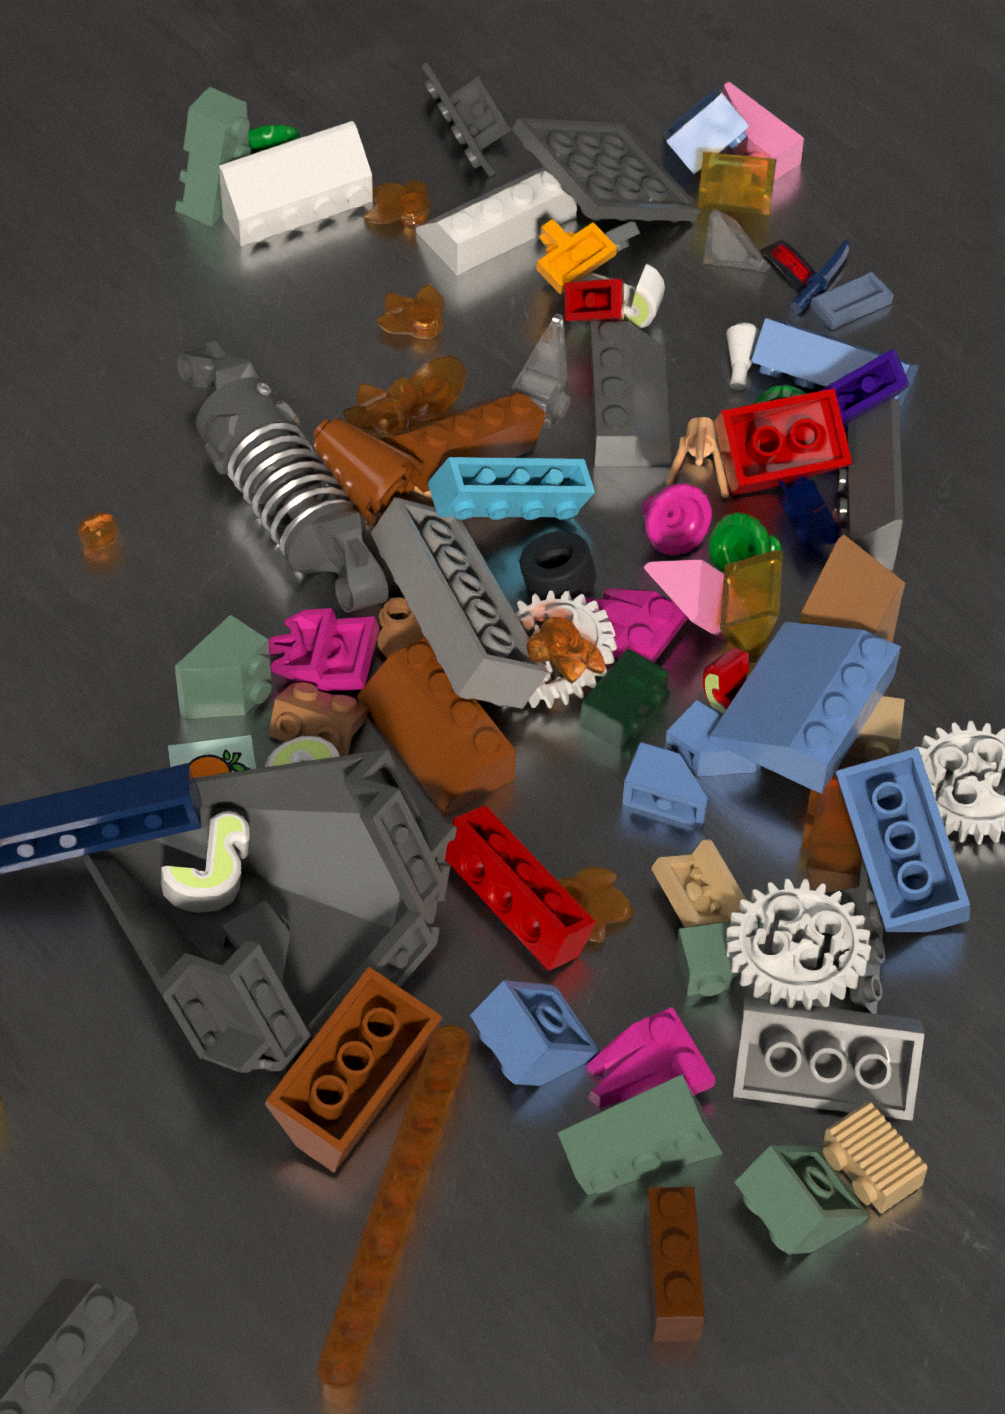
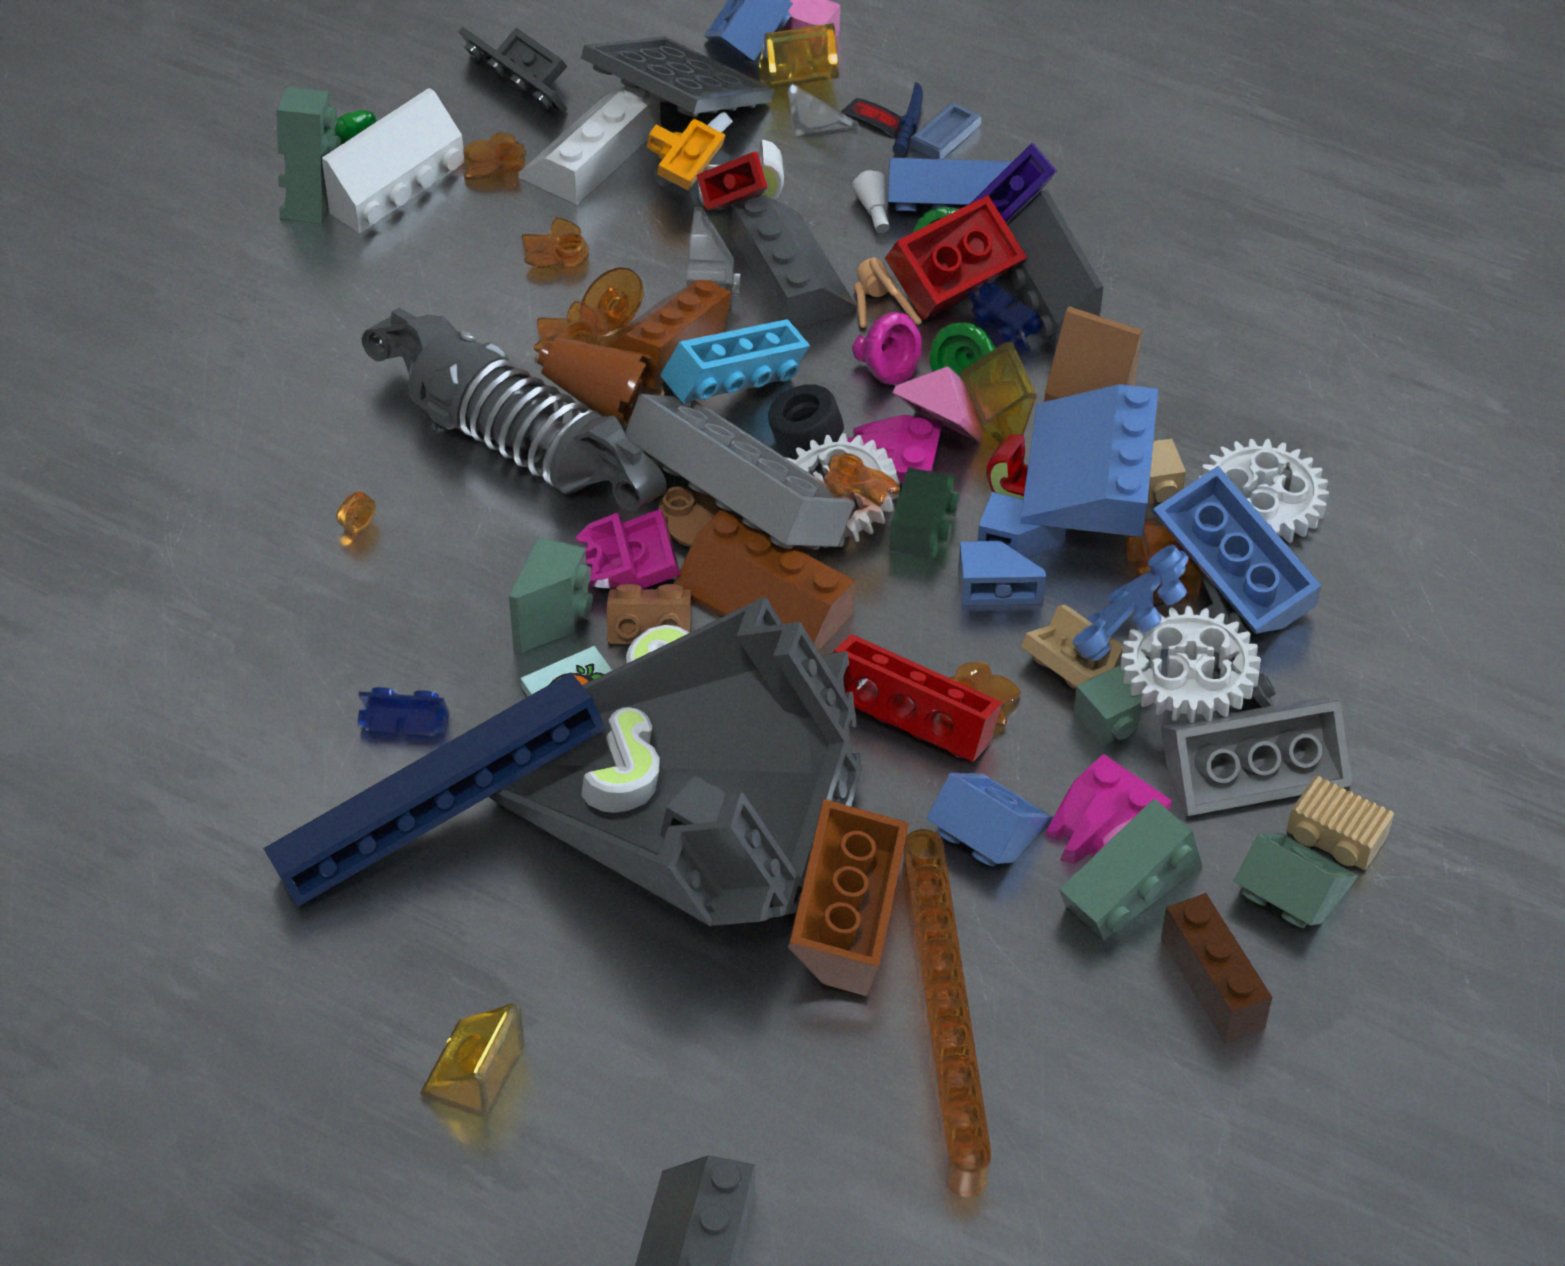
camera: 20 degrees left, 5 degrees down
(61, 750) = (387, 706): none -> clear blue hinge
(776, 858) = (1137, 595): none -> medium blue plant

